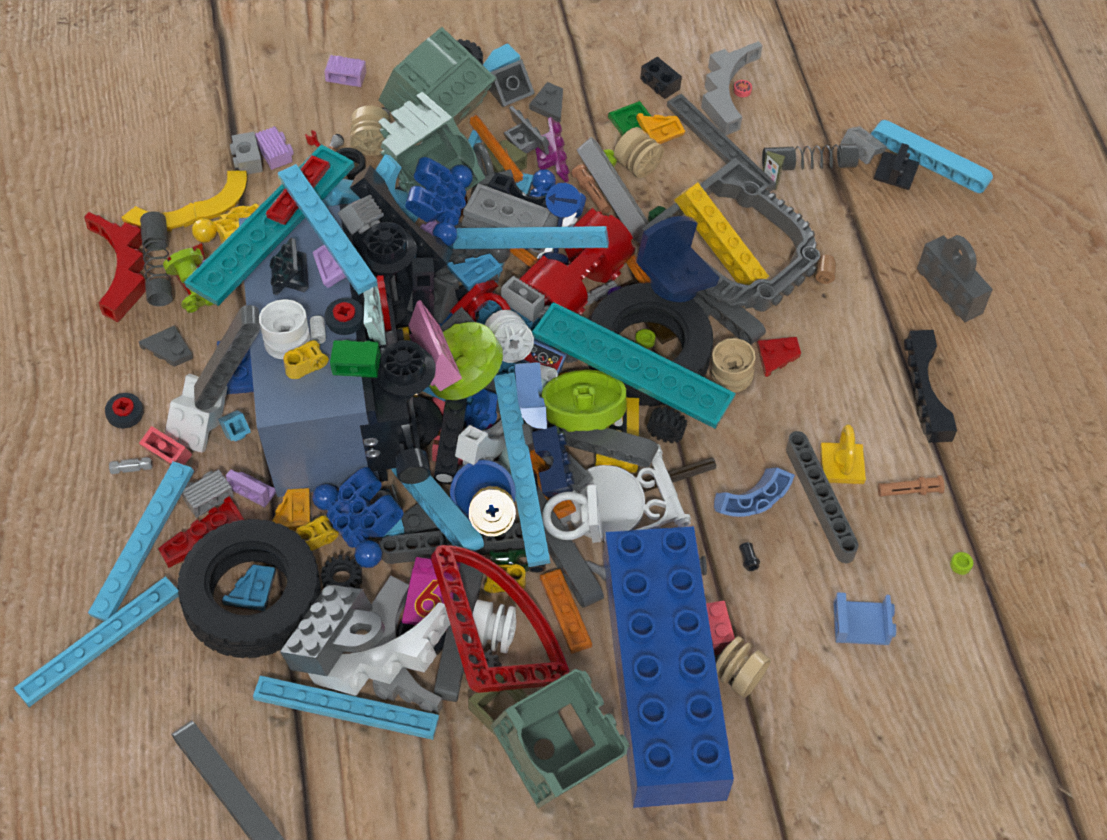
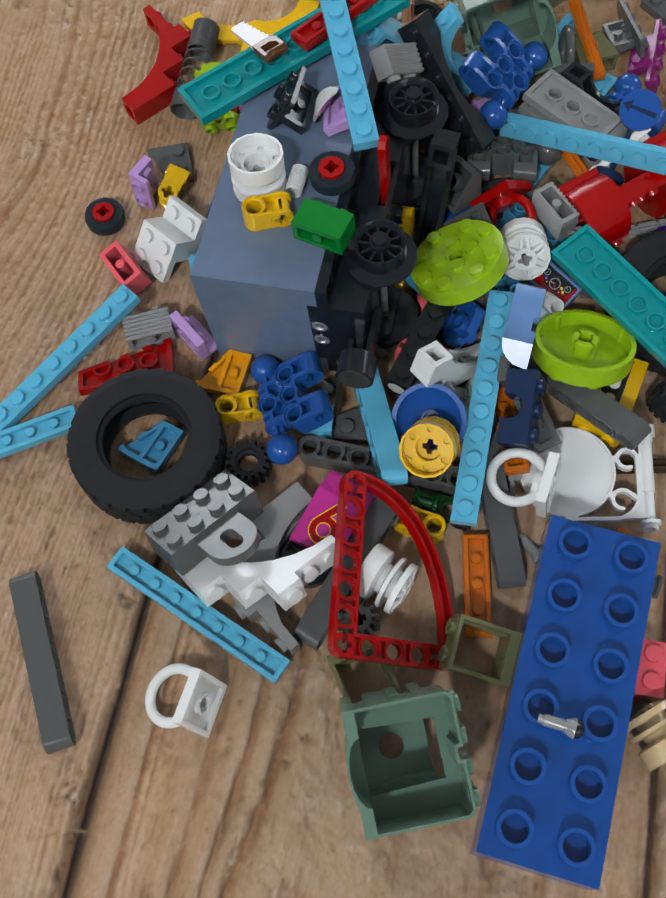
camera: 30 degrees right, 10 degrees up
(130, 465) = (89, 275): light grey axle -> none
(152, 372) = (144, 182): none -> lavender bracket
(178, 365) = (174, 183): none -> yellow piece
(227, 357) = (199, 184): dark grey beam -> none
(247, 229) = (264, 46): none -> piece
(314, 261) = (323, 100): none -> white sticker
(373, 316) = (365, 184): light aqua wing -> none
(377, 771) = (197, 703): none -> white tile
(429, 336) = (432, 239): bright pink slope -> none
(475, 270) = (512, 164): dark azure wing -> none
(607, 651) = (505, 654): none -> olive window
(675, 672) = (571, 727): none -> light grey piece

